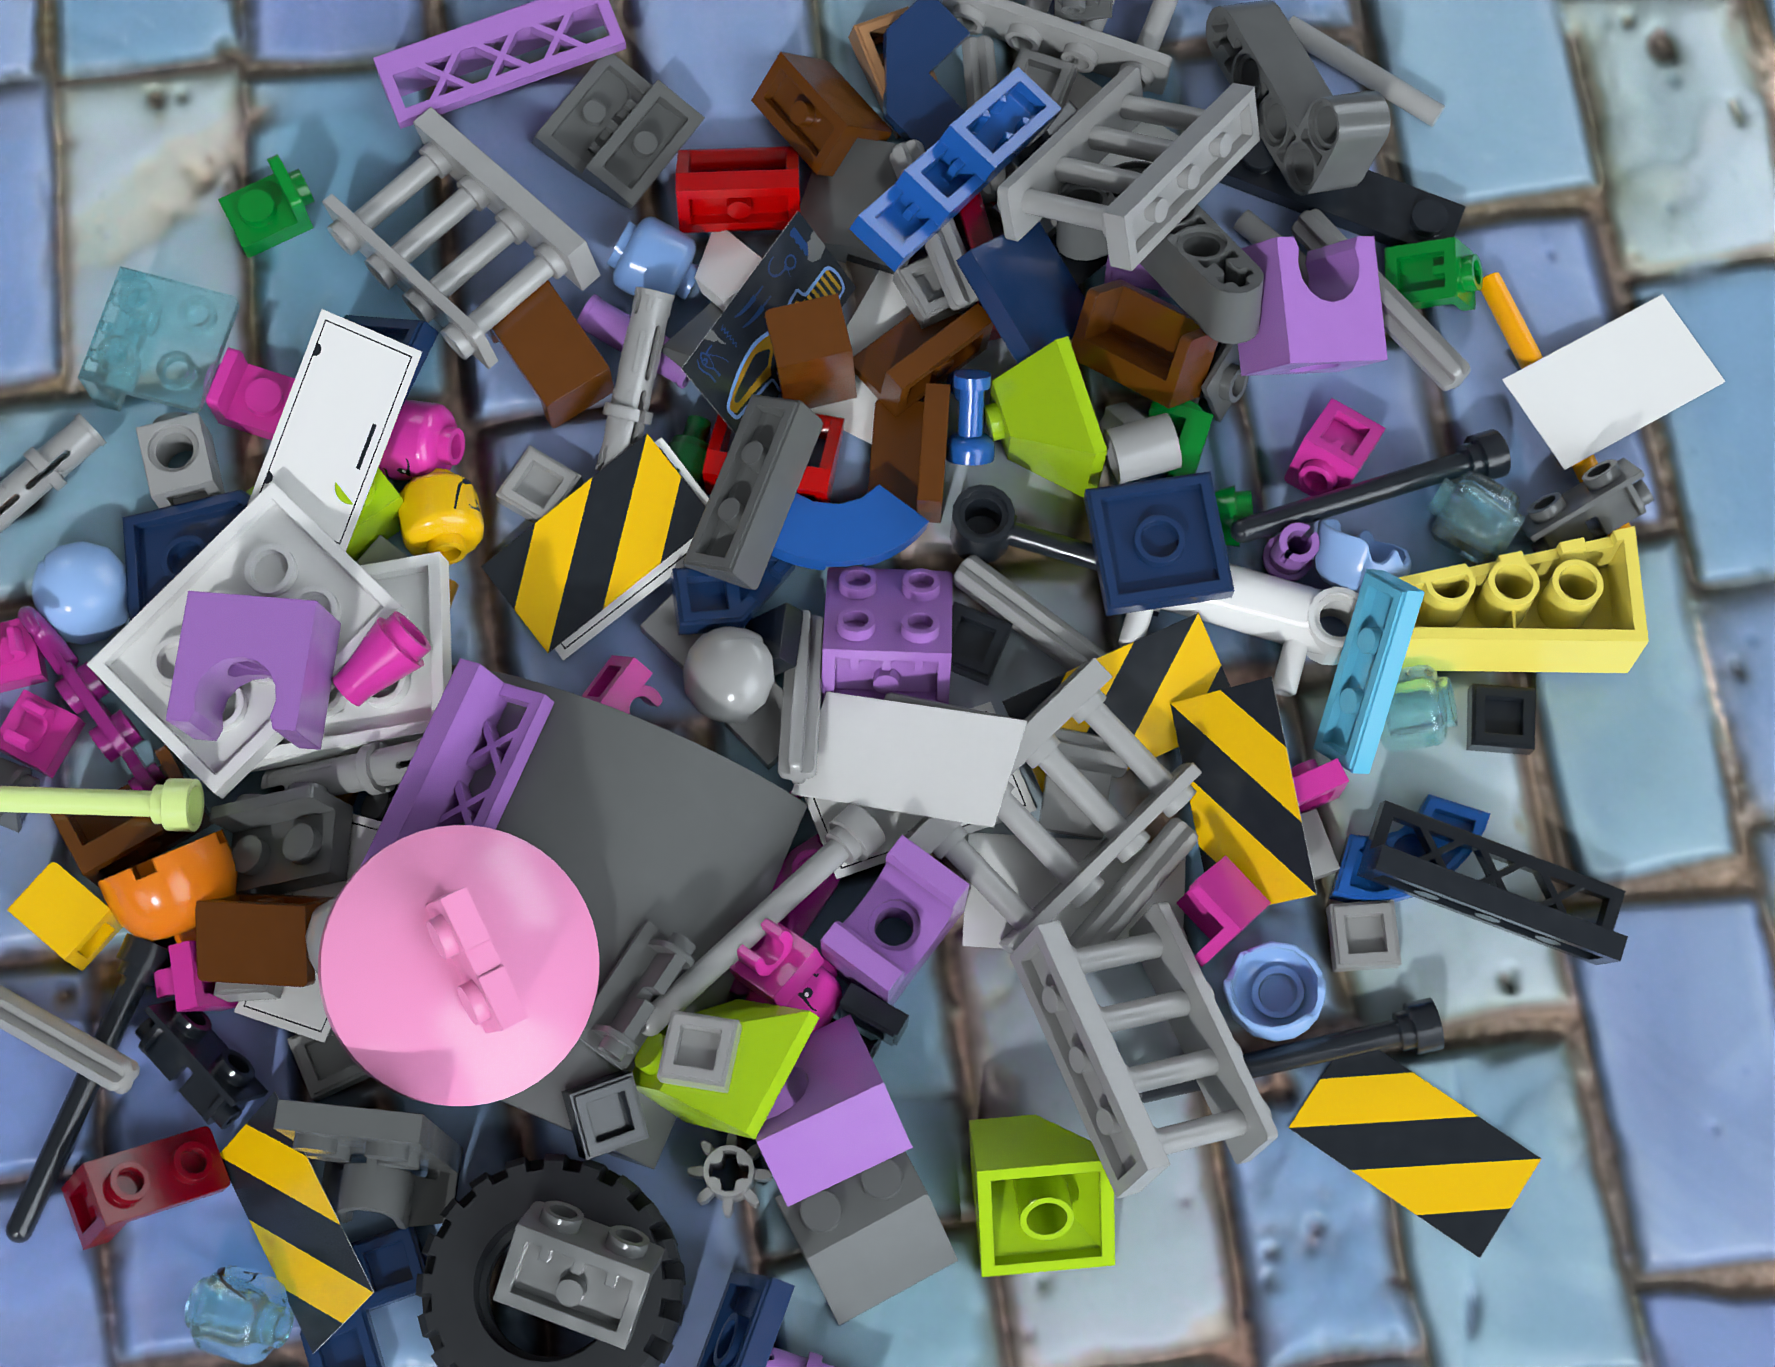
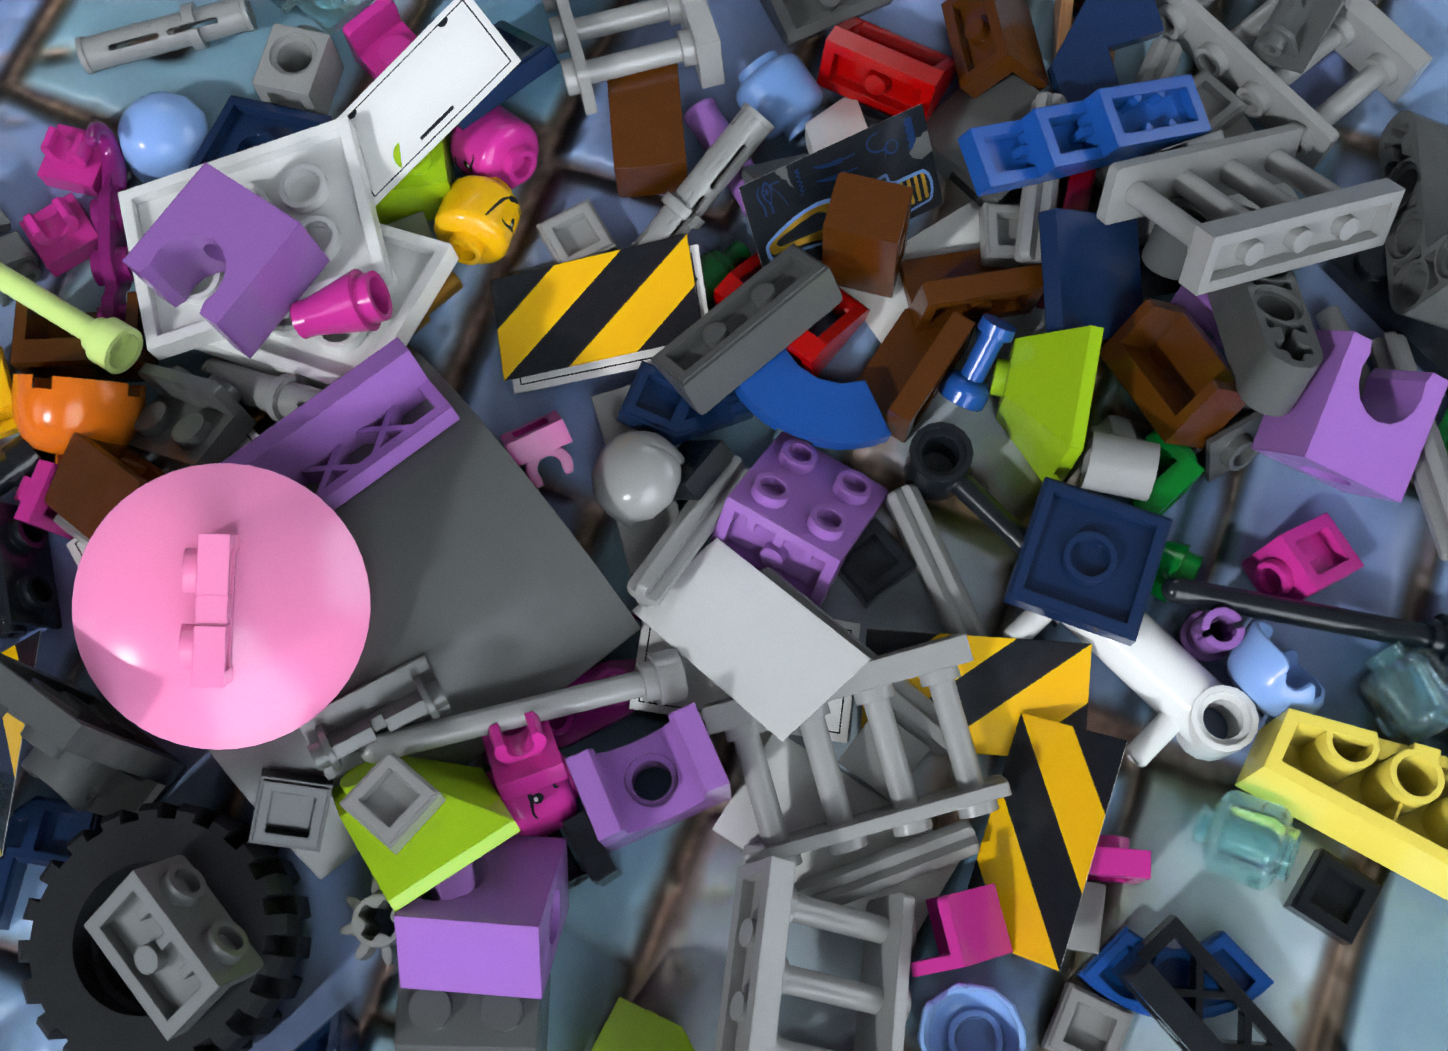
camera: 35 degrees right, 0 degrees up
(1368, 670) = (1227, 783): medium azure tile -> none

